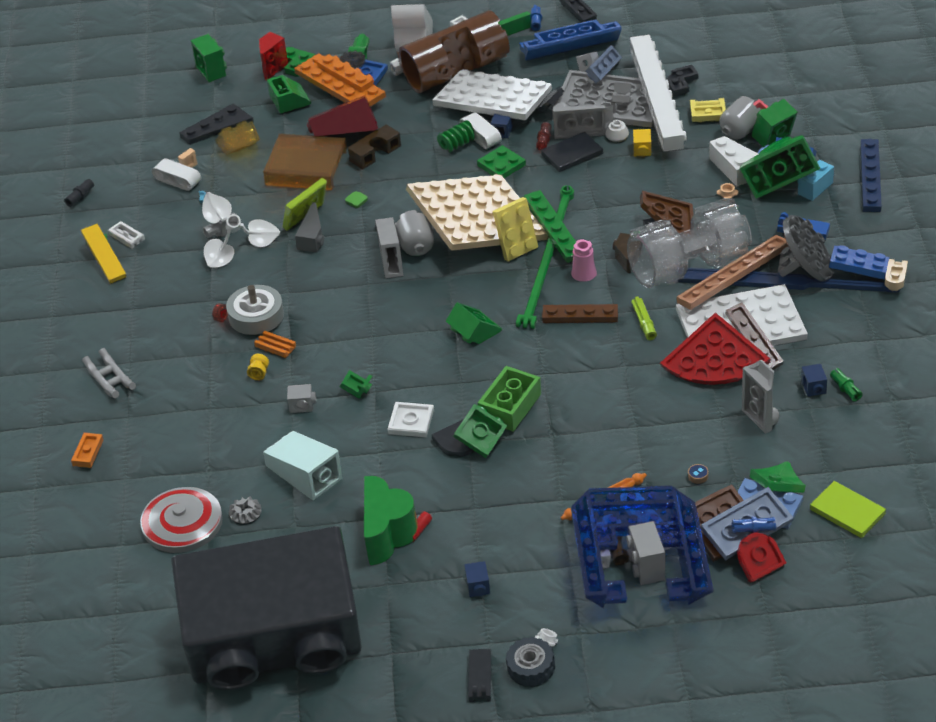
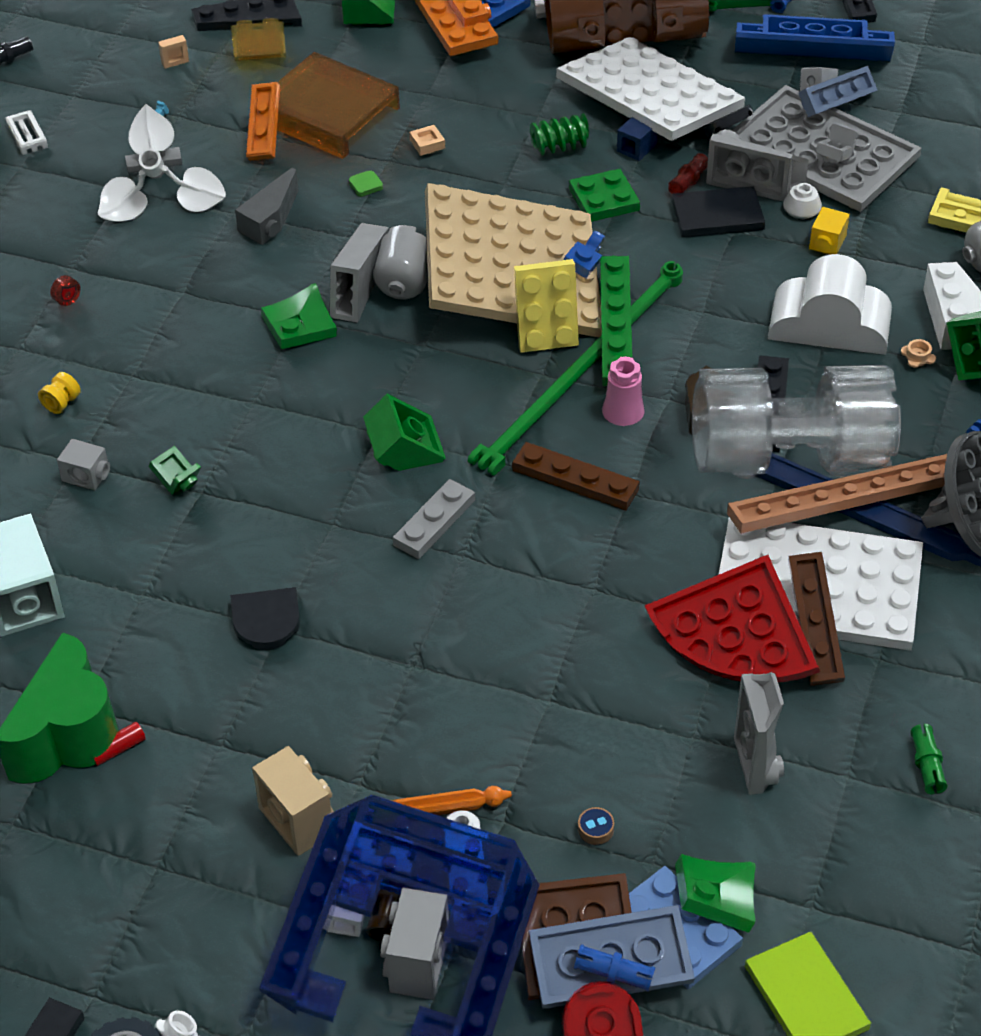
camera: 20 degrees right, 5 degrees up
(176, 174) = (146, 67): white beam -> none
(255, 309) = (111, 302): wheel -> none
(275, 182) = (263, 121): none -> orange tile
(276, 343) = (100, 352): orange tile -> none
(299, 206) = (266, 166): lime tile -> none
(345, 118) = (421, 59): dark red slope -> none
(369, 284) = (299, 319): none -> green plate
(378, 163) = (427, 140): none -> light nougat plate
(383, 139) = (452, 105): dark brown arch -> none
(410, 419) = (220, 558): white tile -> none
(477, 579) = (138, 875): dark blue brick -> none
(480, 430) = (297, 618): green plate -> none
(484, 132) = (604, 138): white beam -> none
(511, 396) = (376, 580): bright green brick -> none
(516, 194) = (586, 256): none -> blue plate
(519, 353) = (433, 519): none -> light grey plate
(539, 514) = (292, 798): none -> tan brick
(645, 322) = (666, 530): lime axle -> none
(657, 93) = (891, 162): white brick -> none
(667, 208) = (798, 355): reddish brown plate -> none
(670, 178) = (832, 308): none -> white brick
(679, 77) = (938, 152): black plate -> none
(814, 380) = (877, 730): dark blue brick -> none

